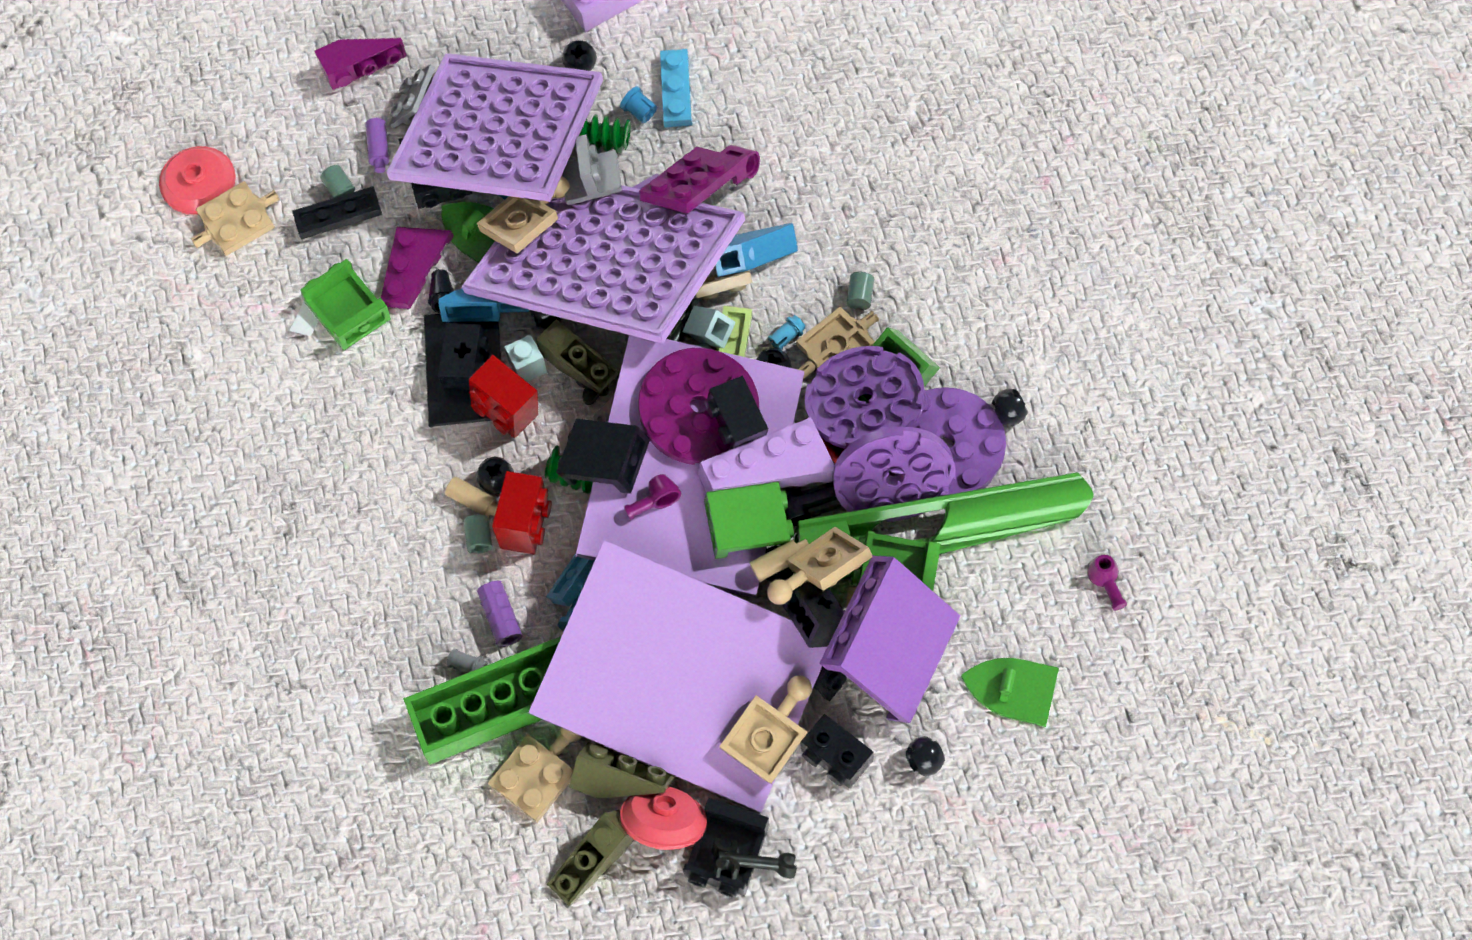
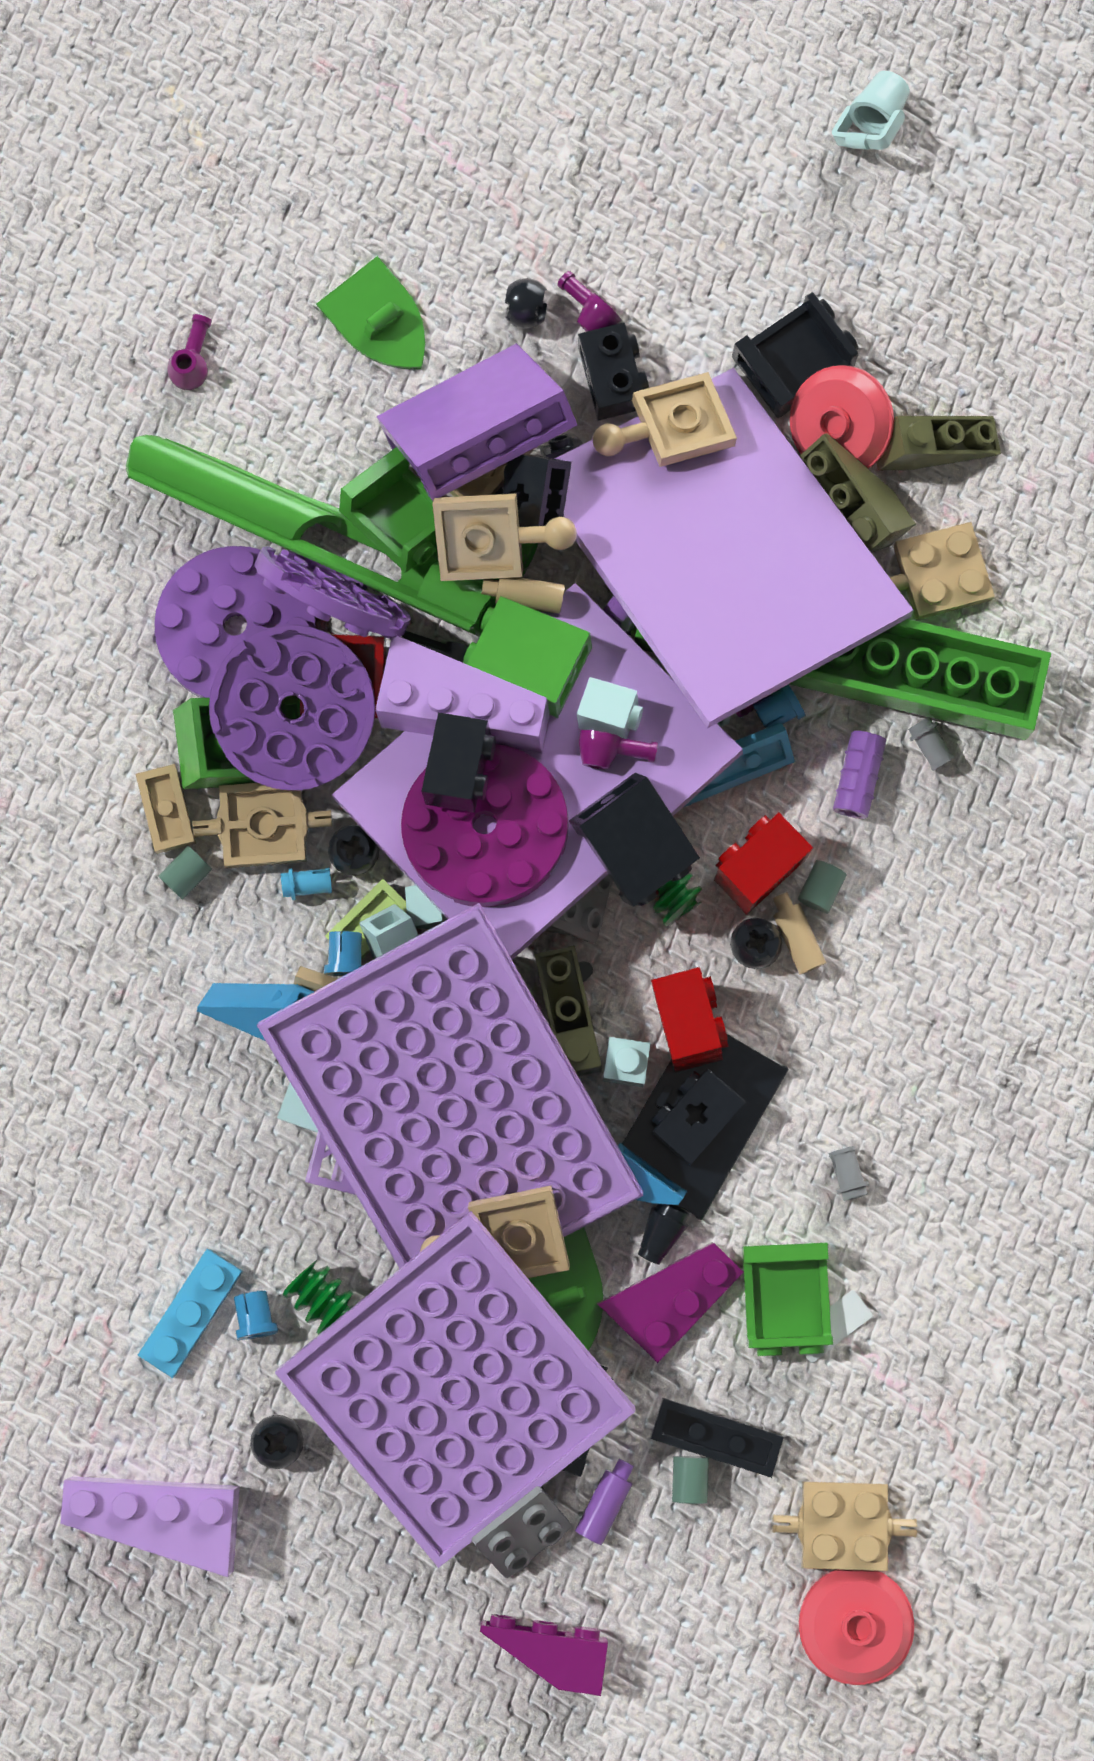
camera: 150 degrees left, 15 degrees up
(347, 386) = (848, 1173): none -> light grey pin
(592, 173) = (384, 1235): light grey bracket -> none
(673, 517) = (609, 708): none -> light aqua brick
(699, 176) = (233, 1140): magenta hinge -> none
(730, 300) = (343, 953): none -> dark azure bush
(730, 860) = (804, 332): pearl dark grey bar -> none
(874, 786) = (595, 311): none -> magenta bar
(900, 315) = (165, 808): none -> tan plate
(1009, 407) = (136, 608): black piece -> none

